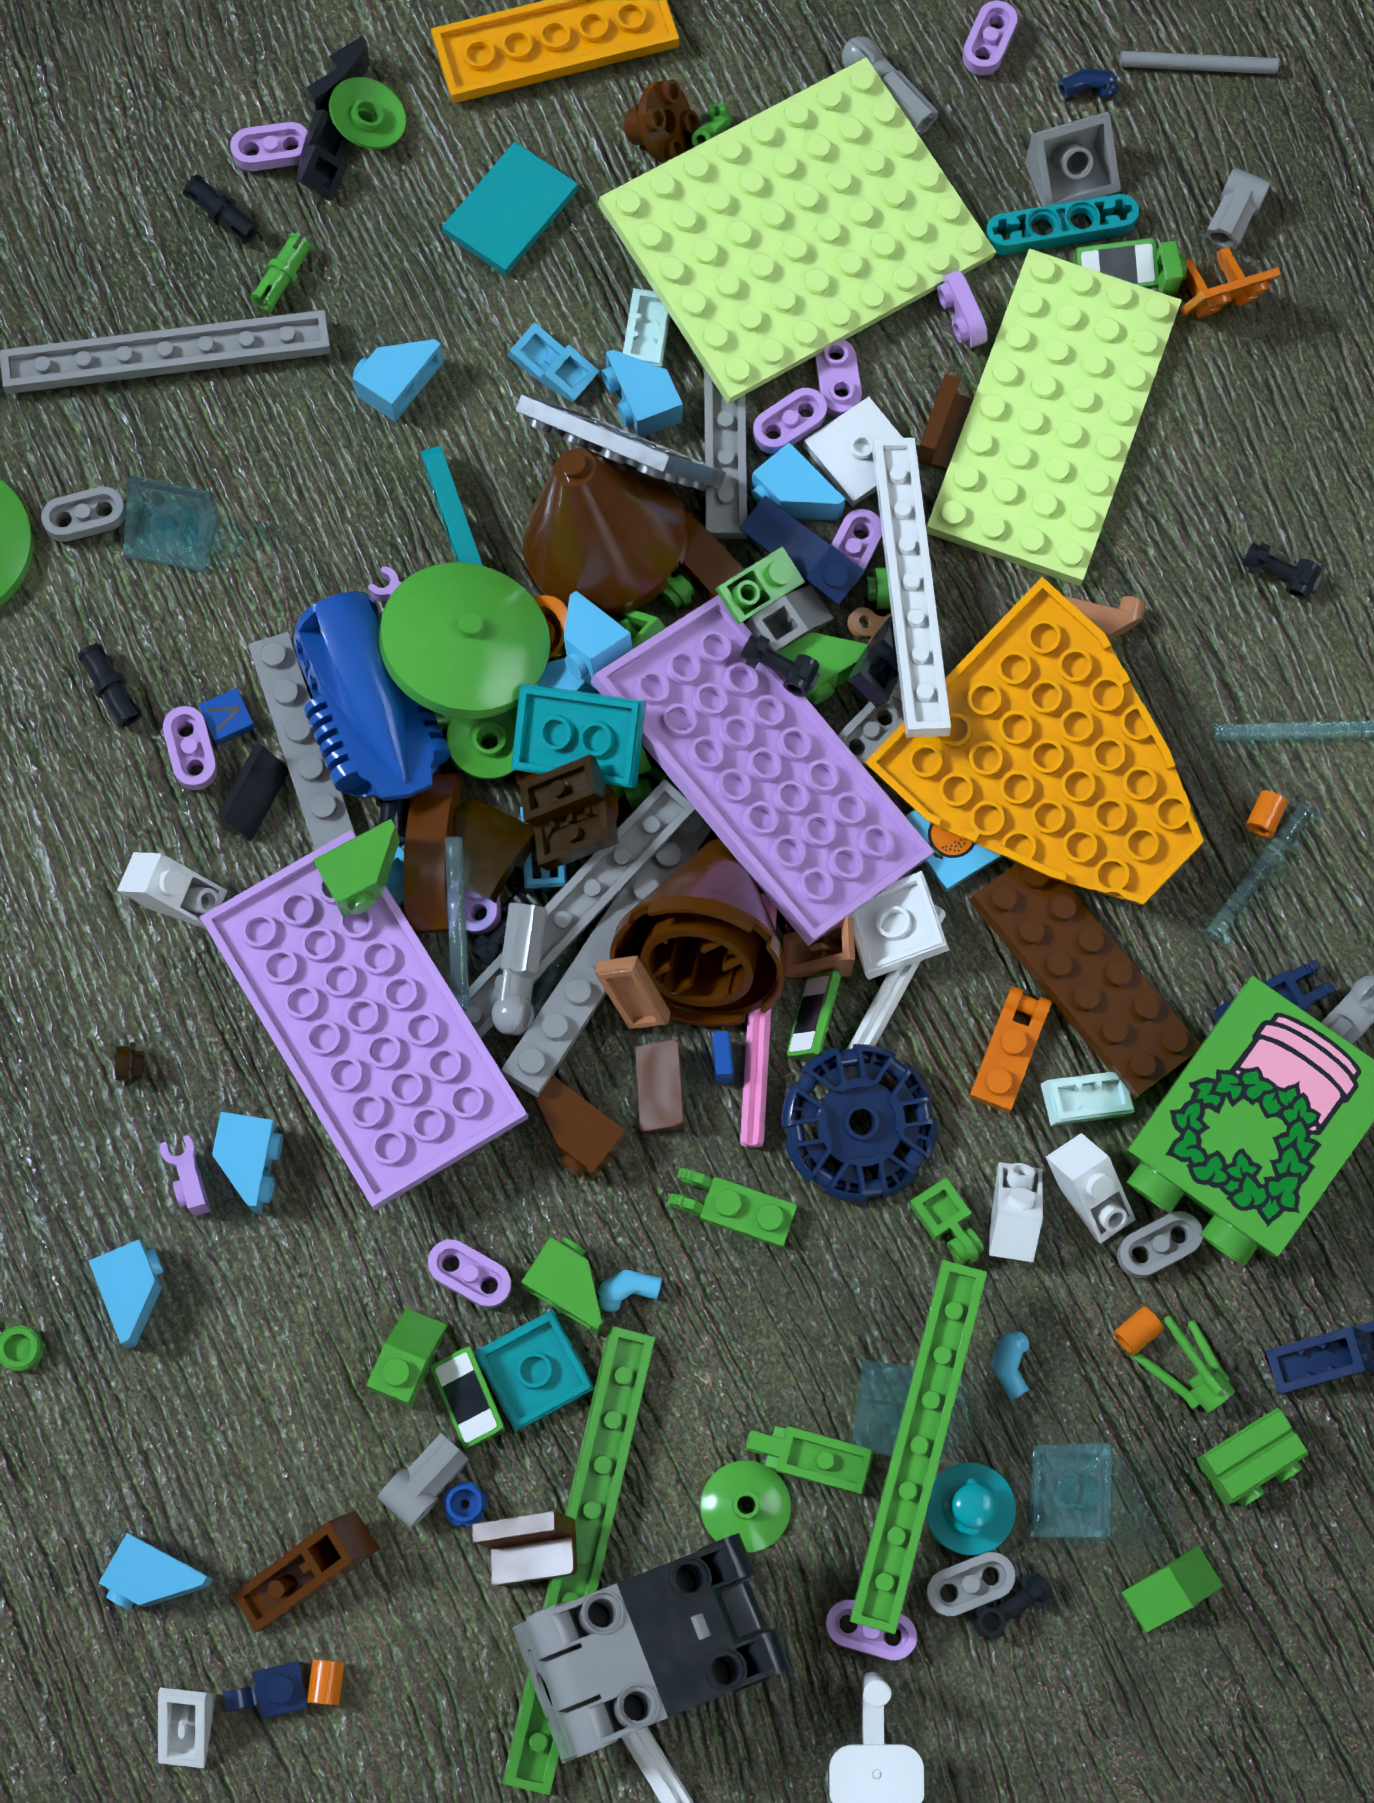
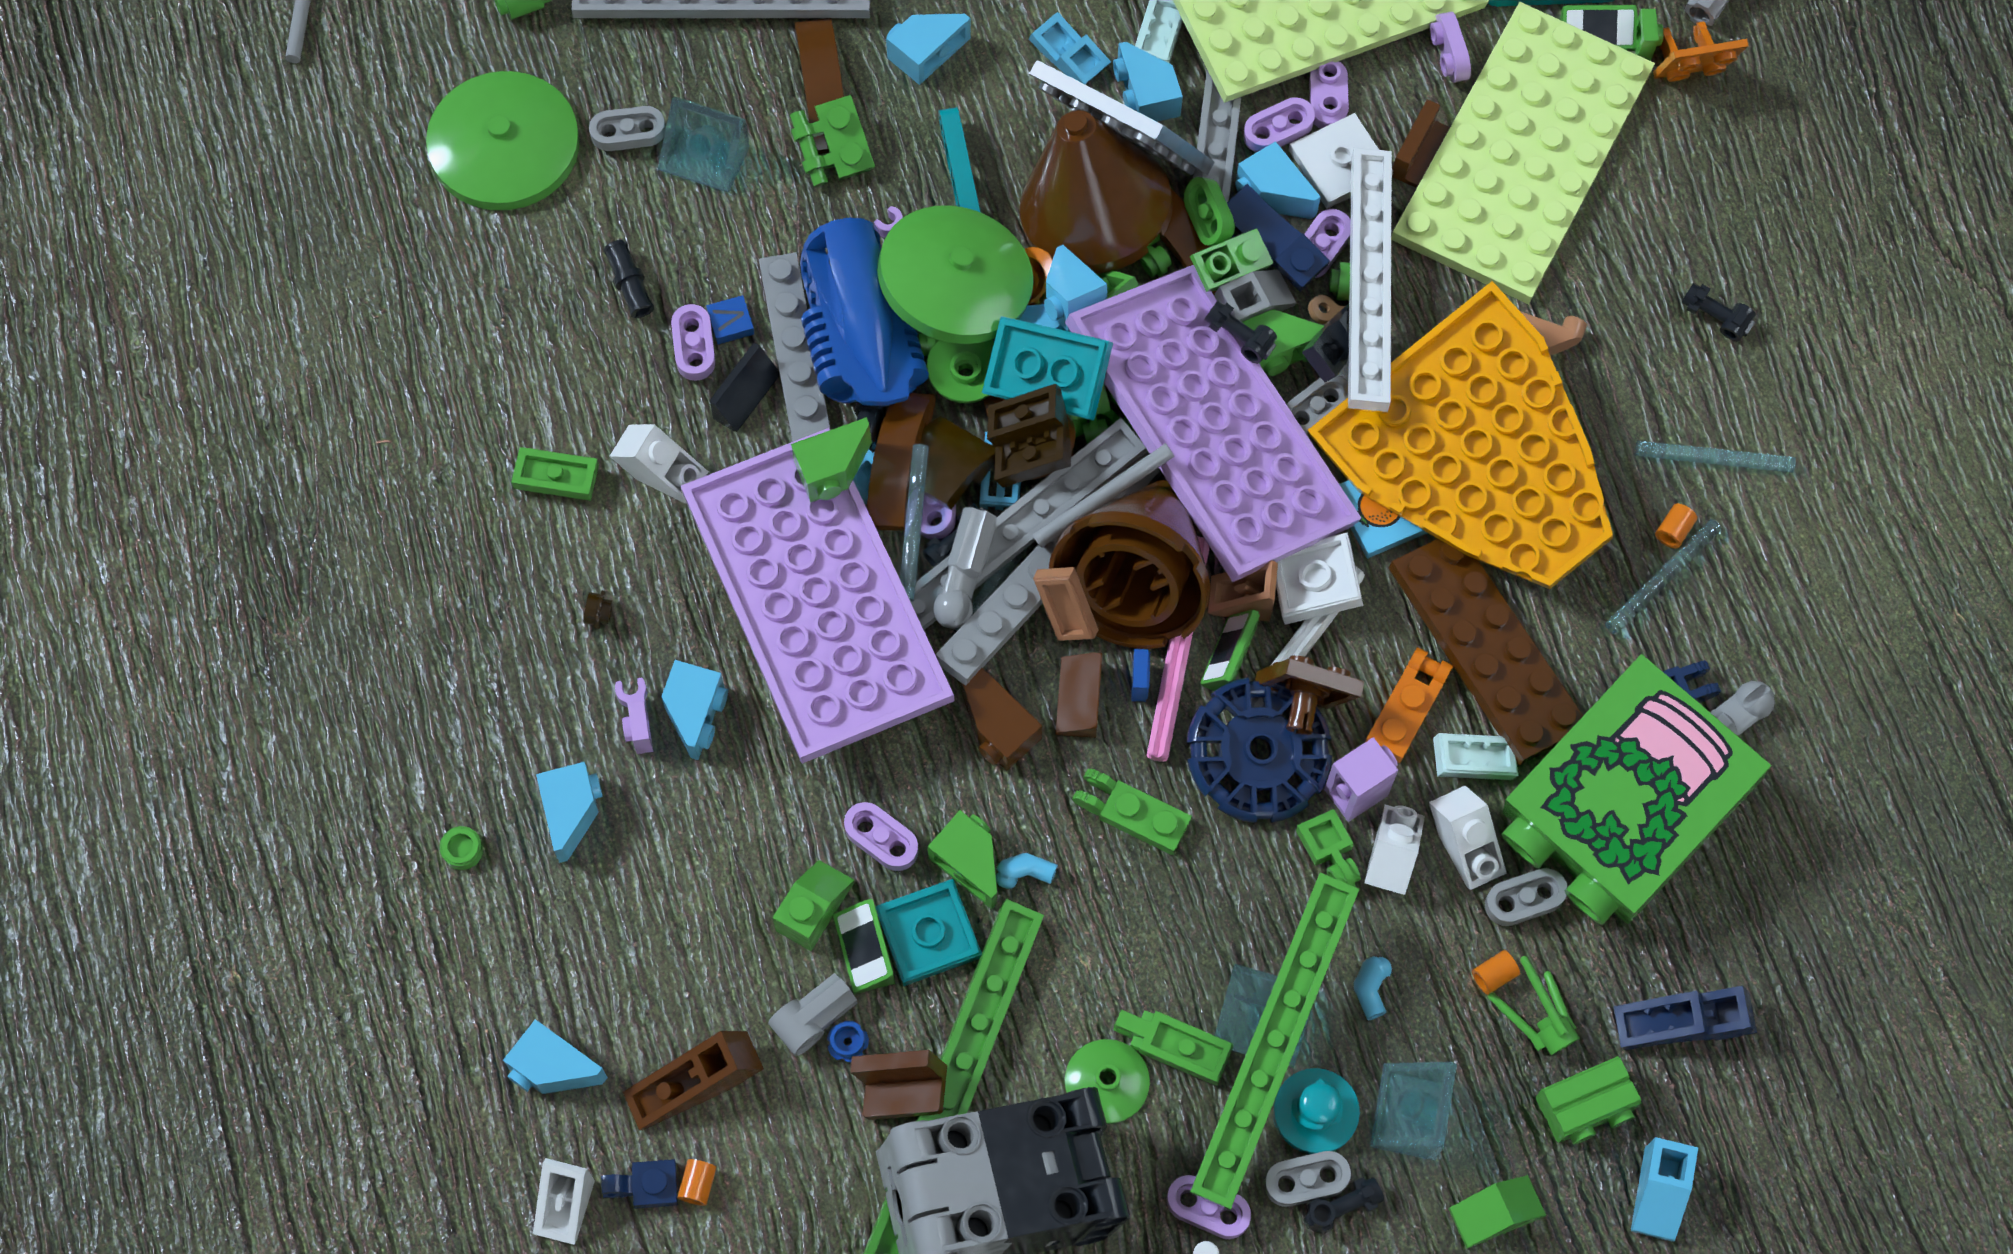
camera: 10 degrees right, 5 degrees down
(60, 916) = (555, 473): none -> bright green plate
(290, 437) = (819, 68): none -> reddish brown slope
(321, 494) = (843, 137): none -> bright green plate
(657, 869) = (1104, 494): none -> light grey bar
(728, 532) = (1208, 211): none -> bright green plate
(903, 1052) = (1310, 688): none -> reddish brown plate
(972, 1142) = (1361, 778): none -> lavender brick
(1342, 1542) = (1664, 1188): none -> medium azure slope

